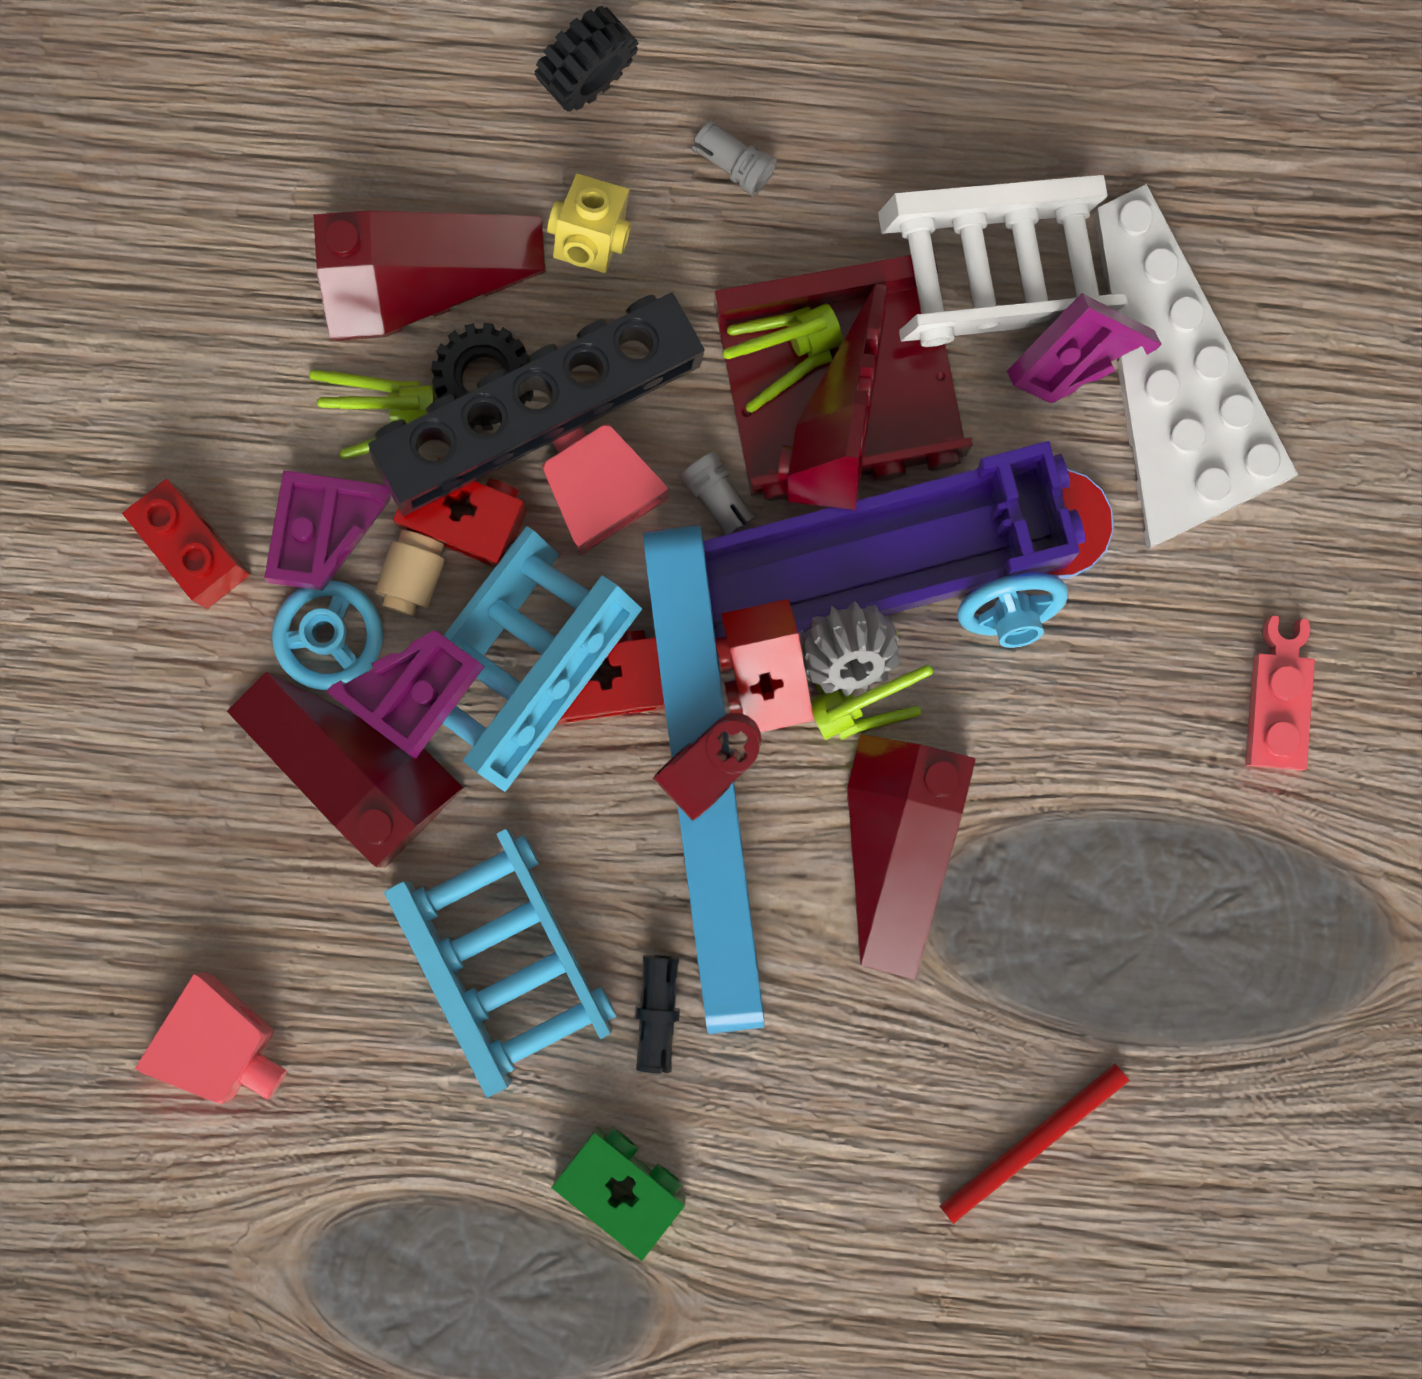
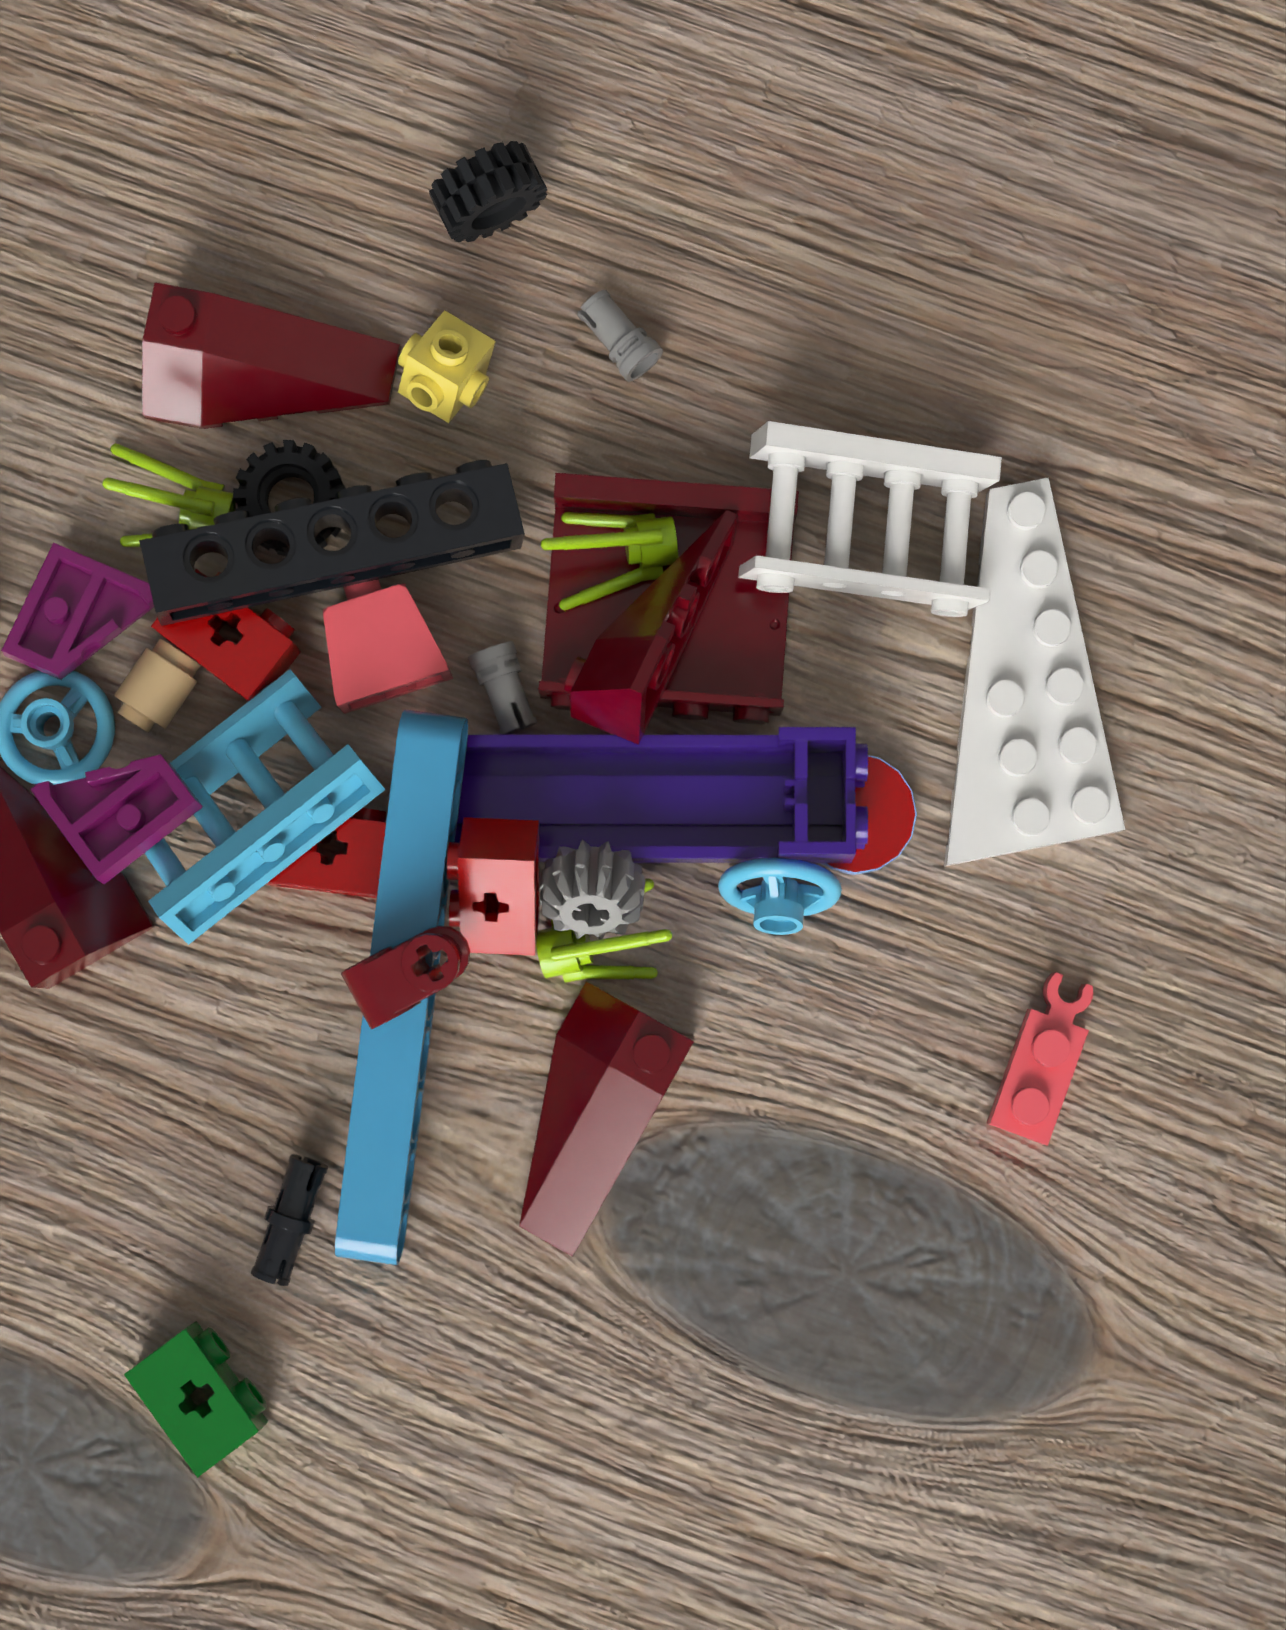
camera: 15 degrees right, 0 degrees up
(470, 1008) = (79, 1101): medium azure fence -> none
(1034, 1143) = (649, 1464): red bar -> none
(1079, 349) = (925, 636): magenta wing -> none

